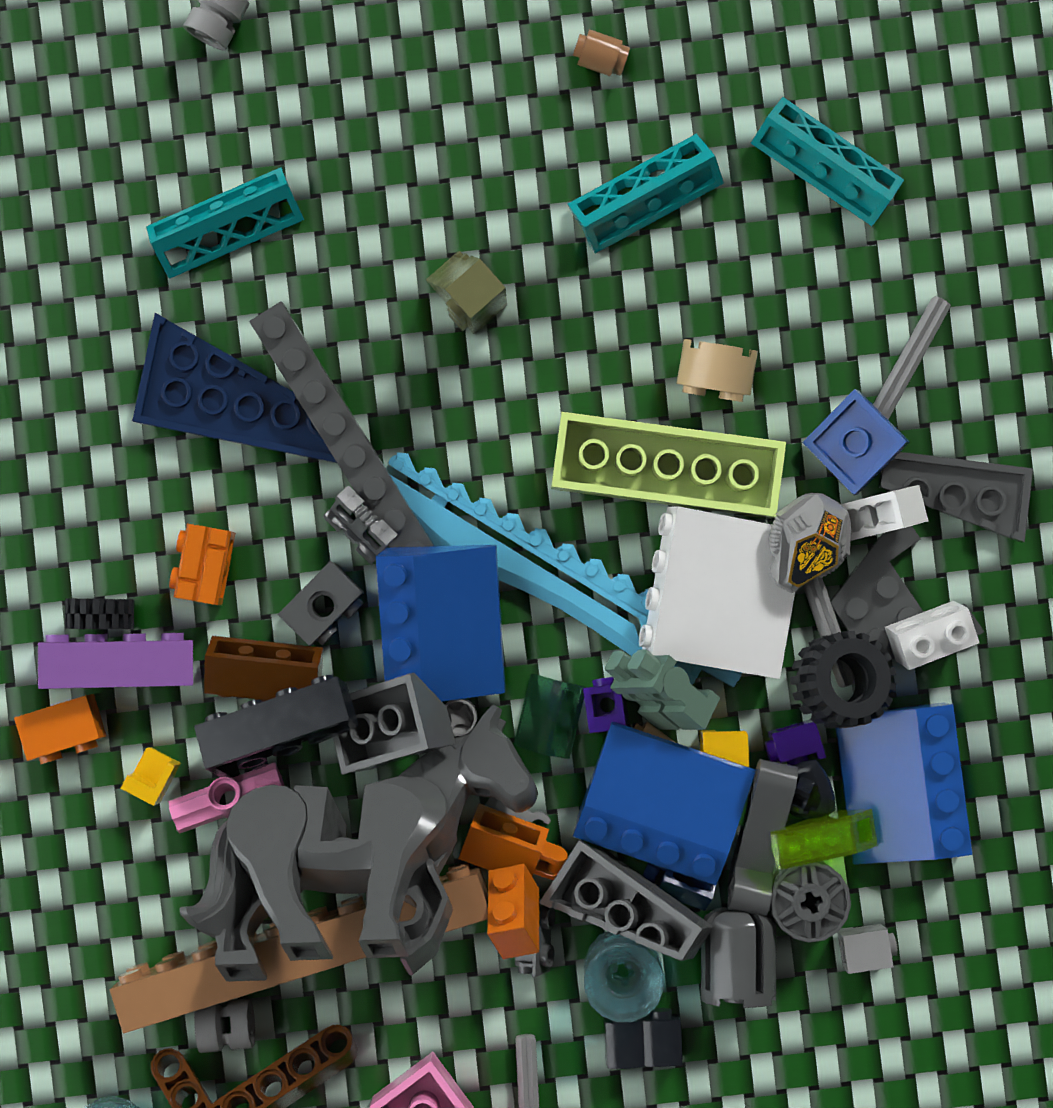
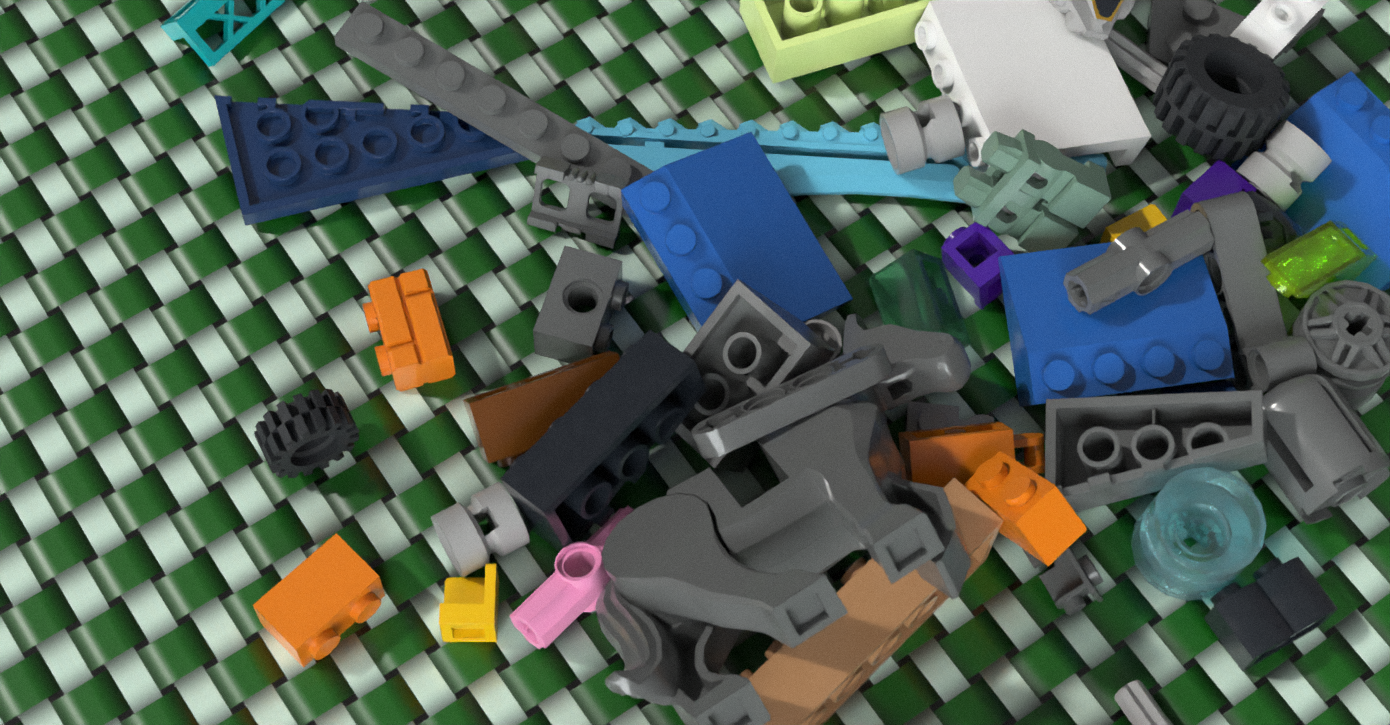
camera: 35 degrees left, 25 degrees down
(115, 663) = (348, 485): medium lavender wedge -> none
(166, 728) = (463, 538): none -> light grey wheel
(344, 770) = (792, 400): none -> dark grey beam
(602, 599) = (922, 134): none -> light grey wheel
(694, 784) = (1138, 261): none -> dark grey piece
(859, 750) = (1284, 165): none -> light grey wheel

